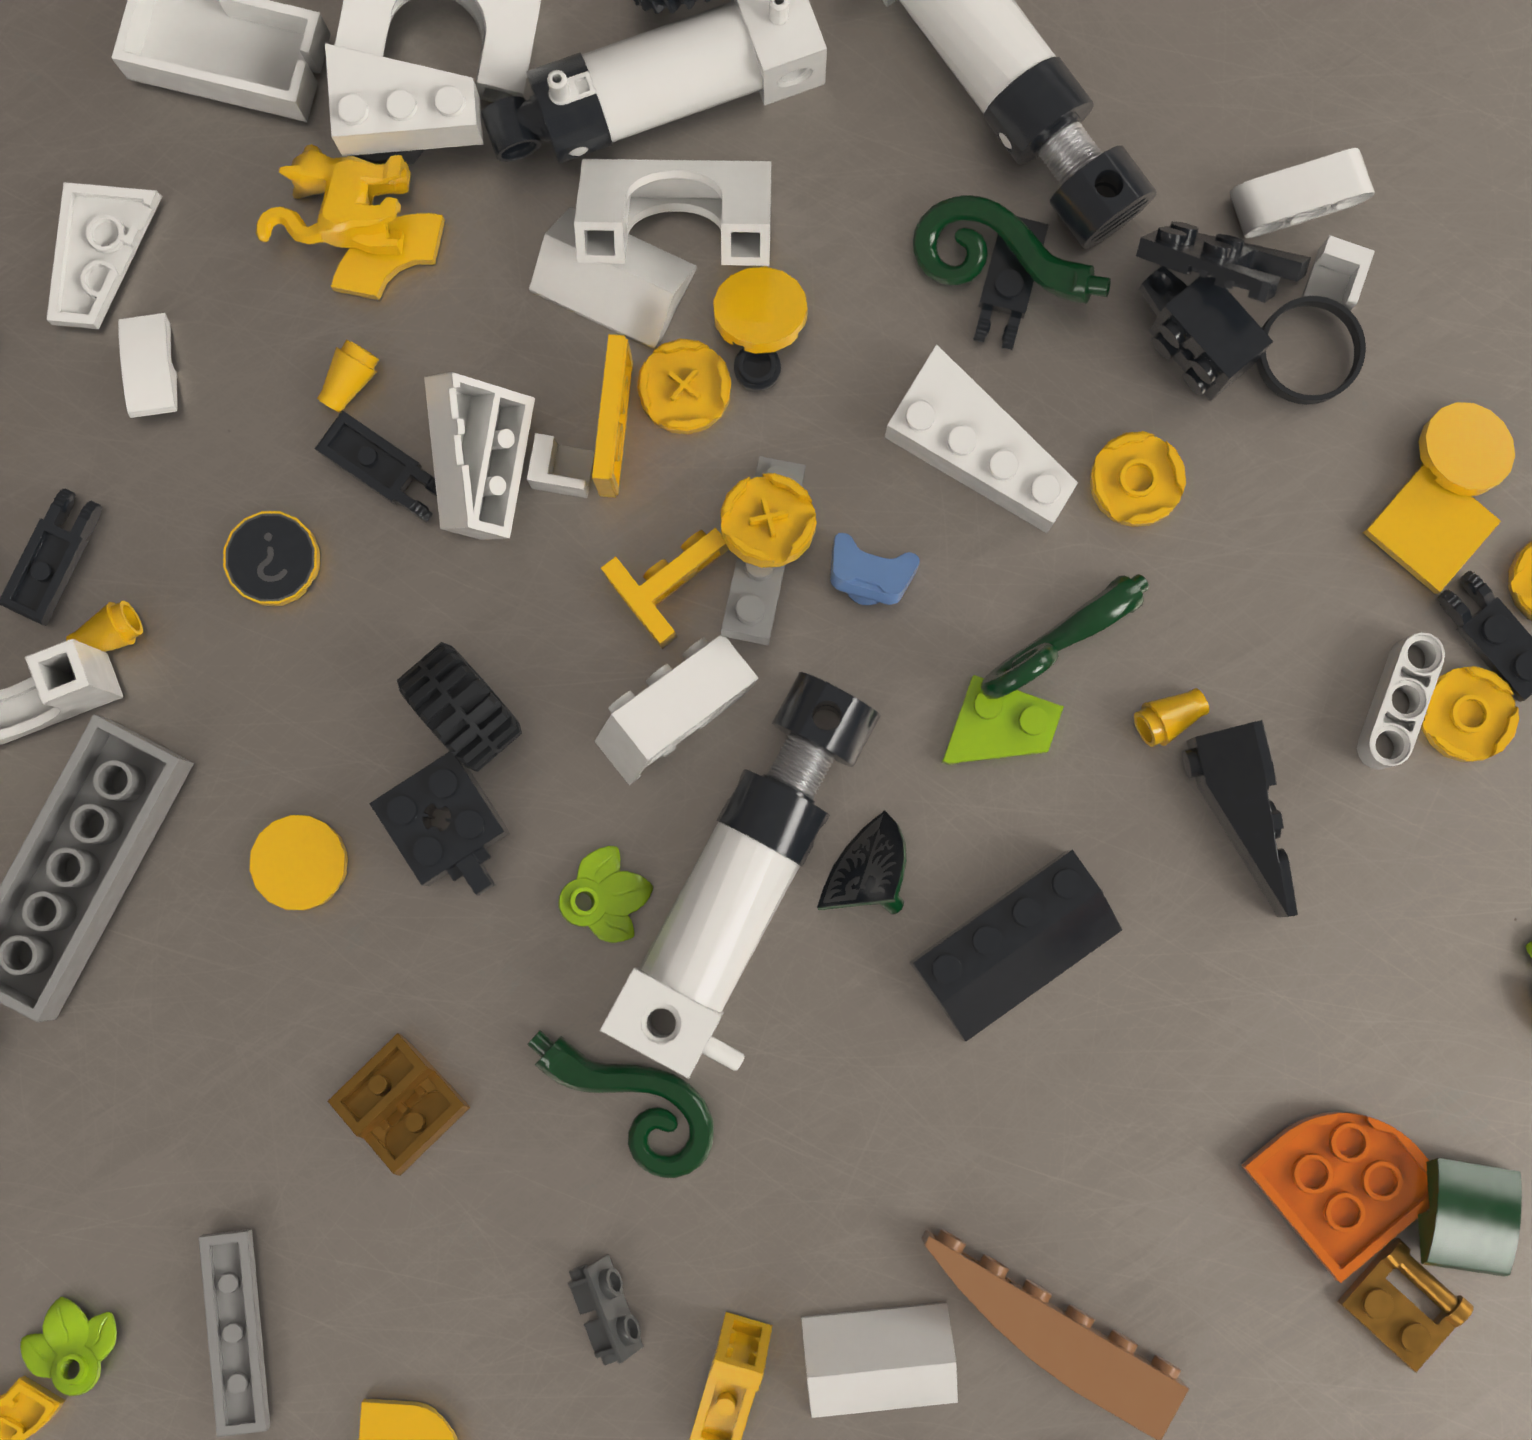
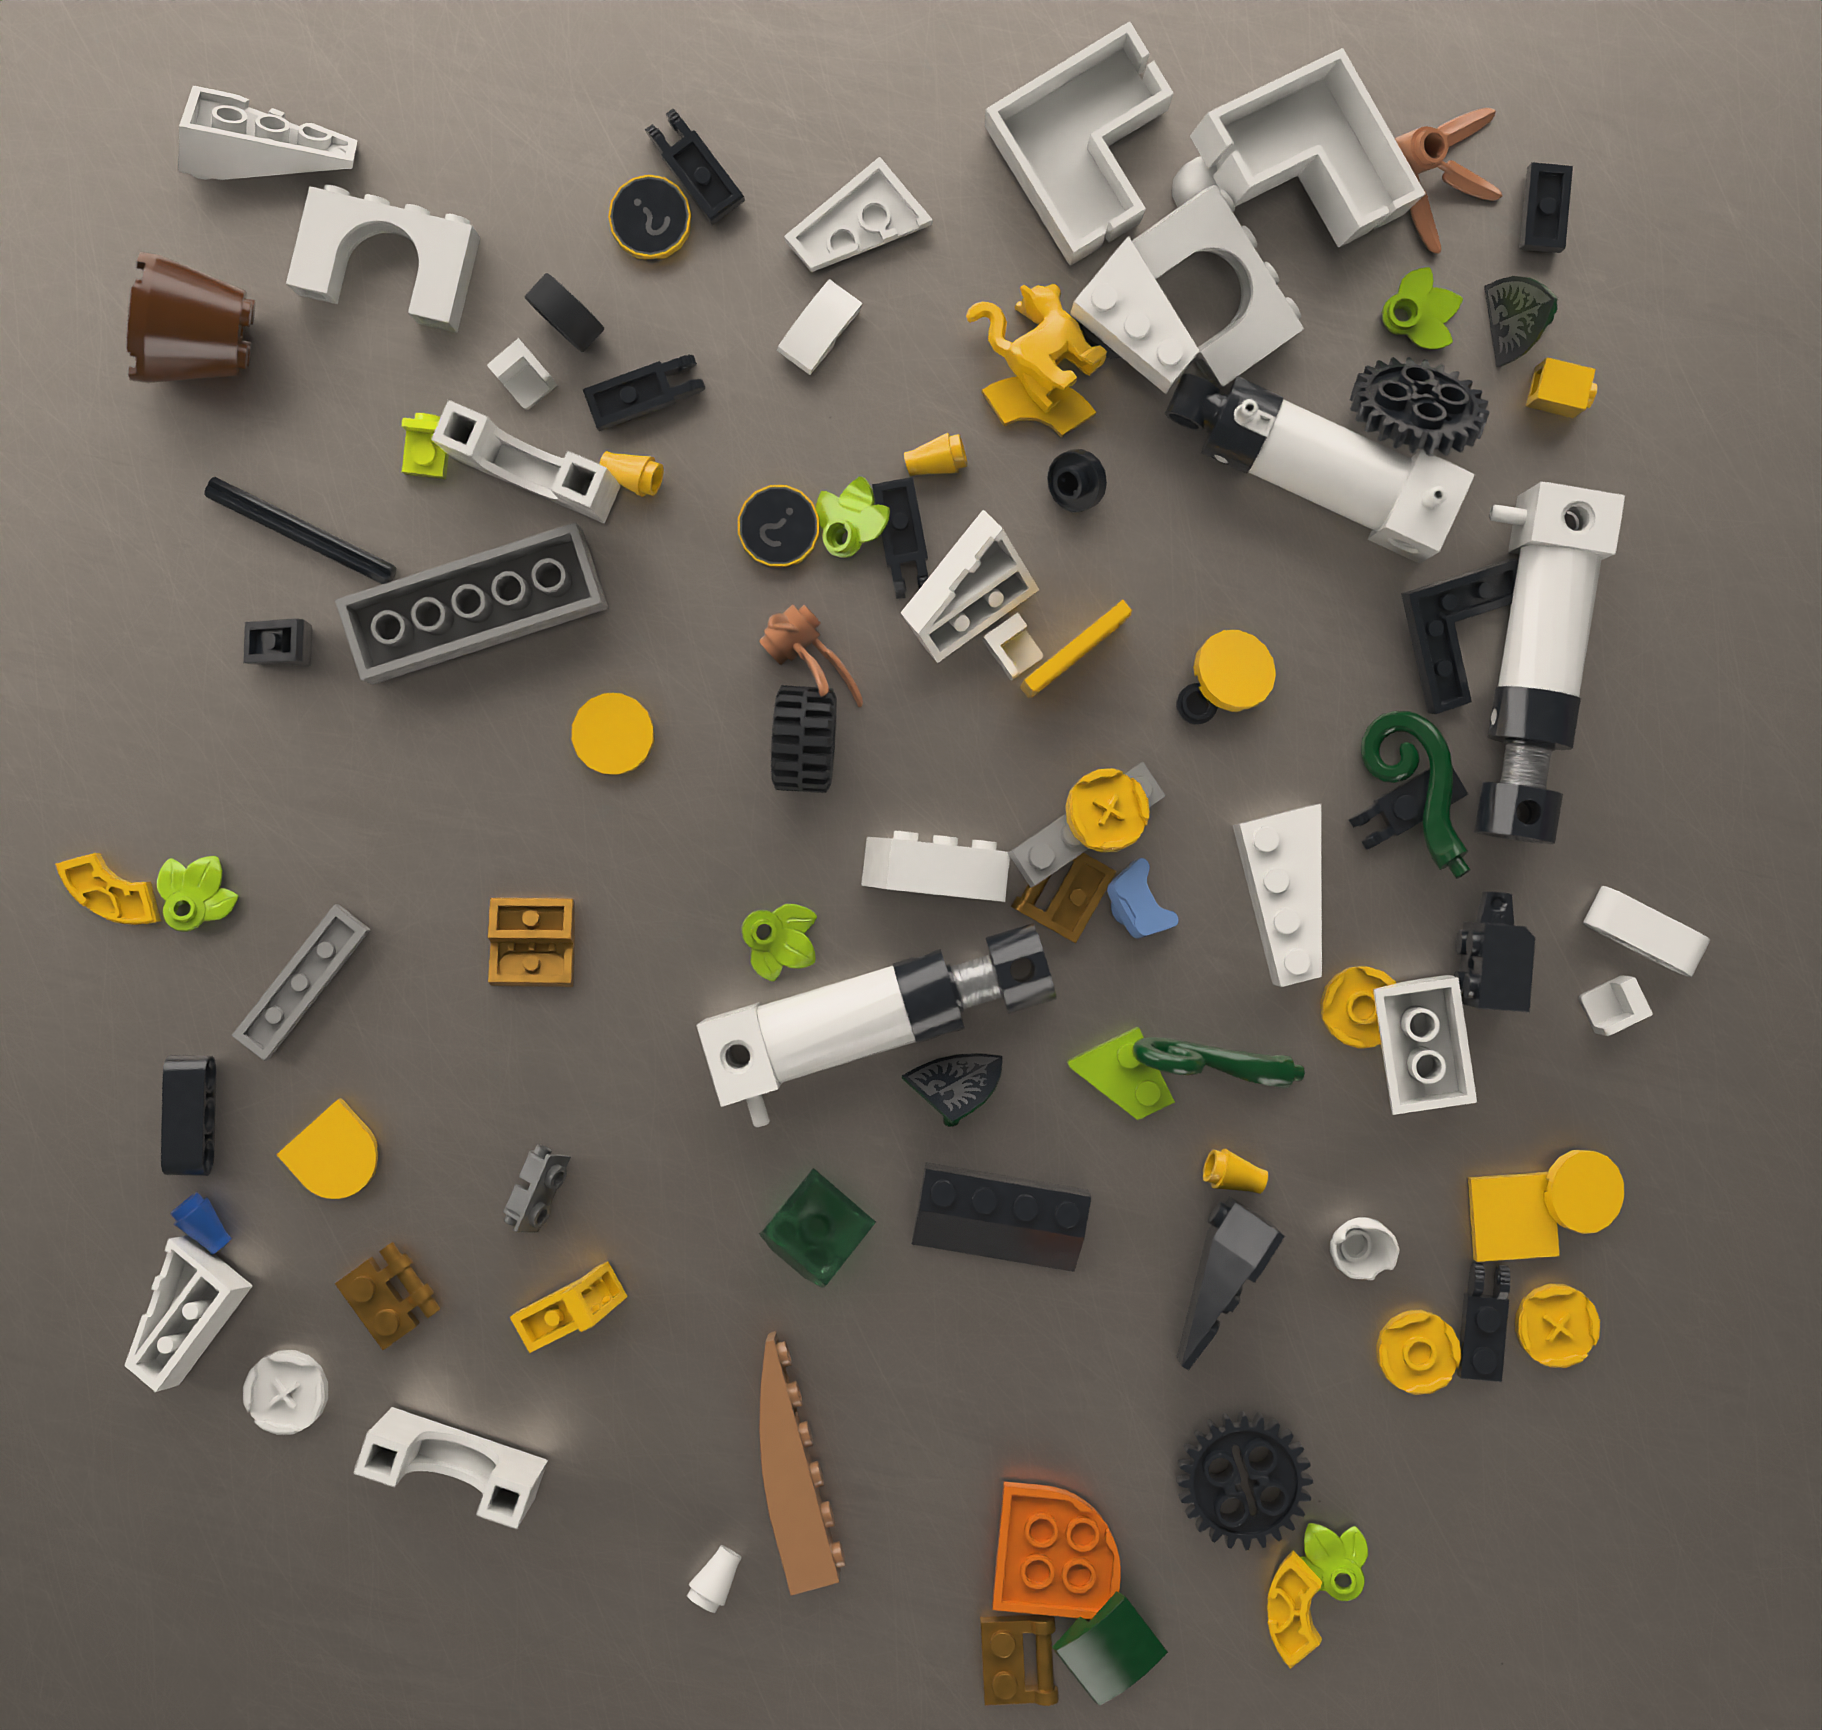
camera: 40 degrees right, 5 degrees up
(321, 488) = (850, 512): none -> lime plate
(368, 633) = (791, 634): none -> nougat plant
(432, 850) = (702, 810): black hinge -> none
(479, 283) = (1077, 480): none -> black plate
(577, 1072) = (658, 1029): dark green plant -> none
(624, 191) = (1287, 574): white arch -> none
(626, 298) = (1162, 556): white slope -> none
(664, 580) = (1006, 781): yellow bracket -> none
(684, 386) = (1140, 670): yellow tile -> none
(815, 624) = (1073, 900): none -> pearl gold plate
(873, 1107) = (816, 1229): none -> clear green slope
(880, 117) = (1431, 624): none -> black plate
(880, 1359) = (672, 1380): white slope -> none
(1218, 455) = (1425, 1044): none -> white slope
(1223, 258) = (1552, 924): black wing -> none
(1338, 671) = (1363, 1248): none -> white hair
(1353, 327) = (1581, 1064): black tyre -> none
(1417, 685) = (1404, 1304): white beam -> none
(1418, 999) = (1279, 1469): none -> black gear

